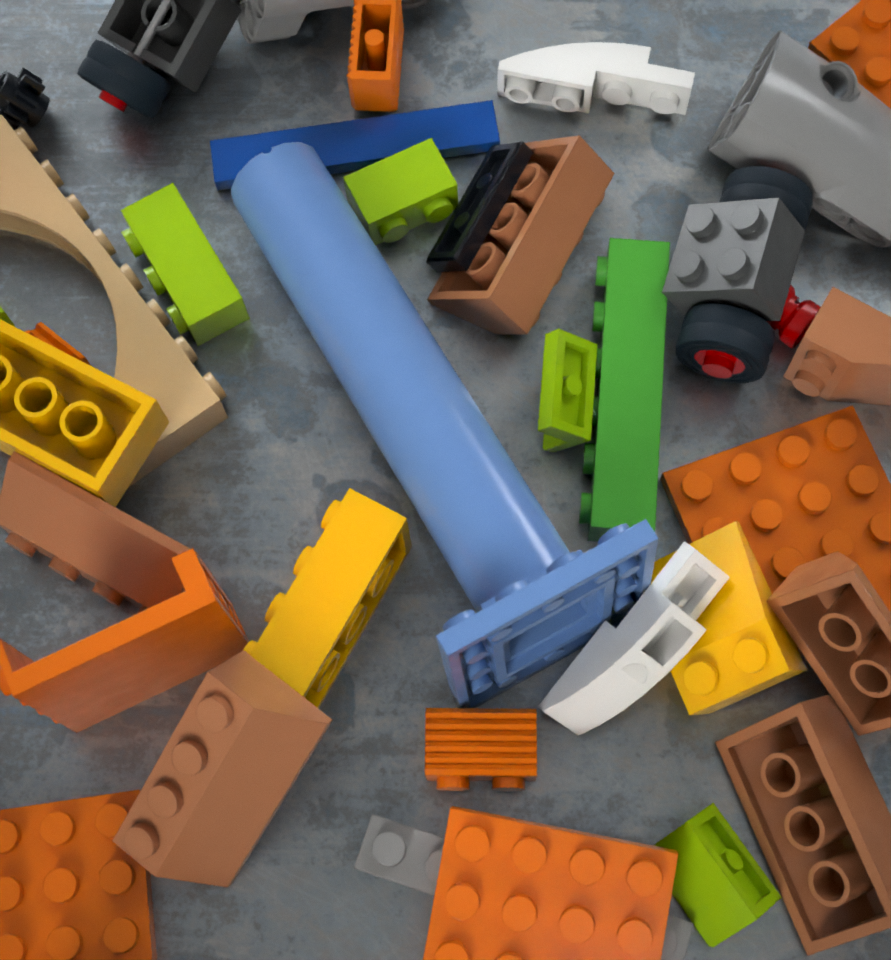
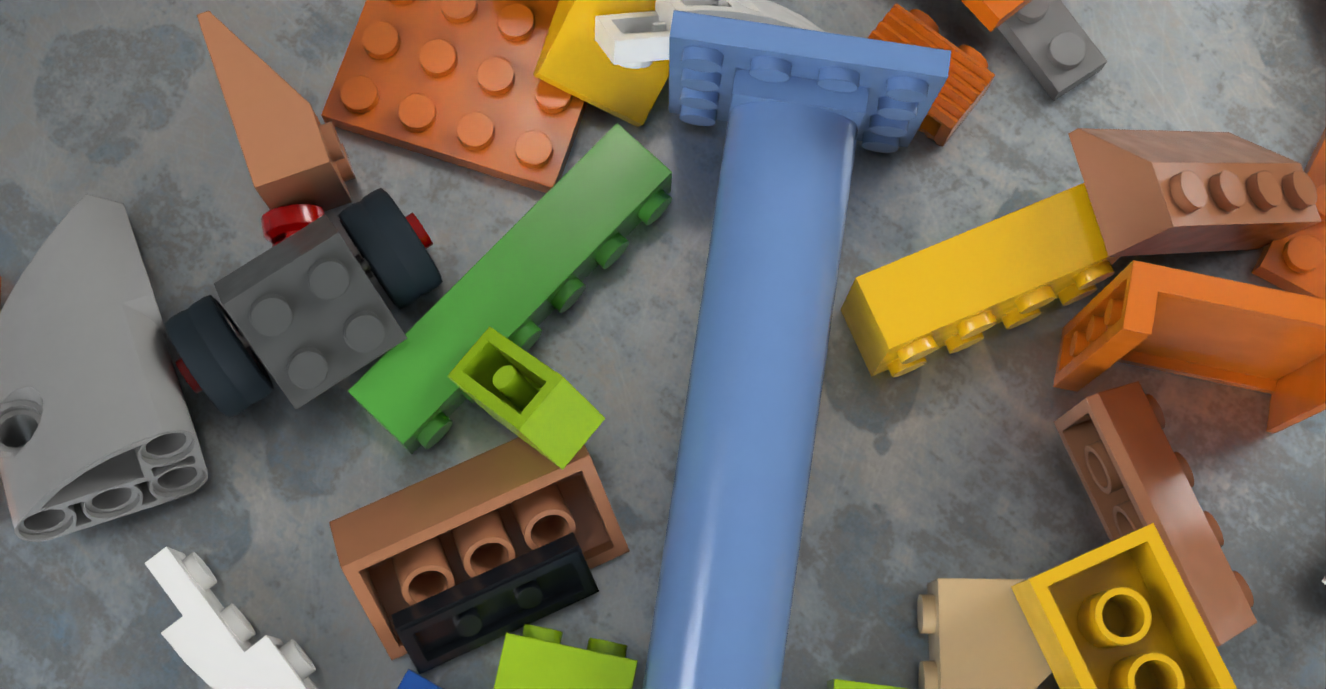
camera: 150 degrees left, 5 degrees up
(552, 295) = (527, 397): none -> lime brick
(566, 390) = (584, 316): lime panel -> none

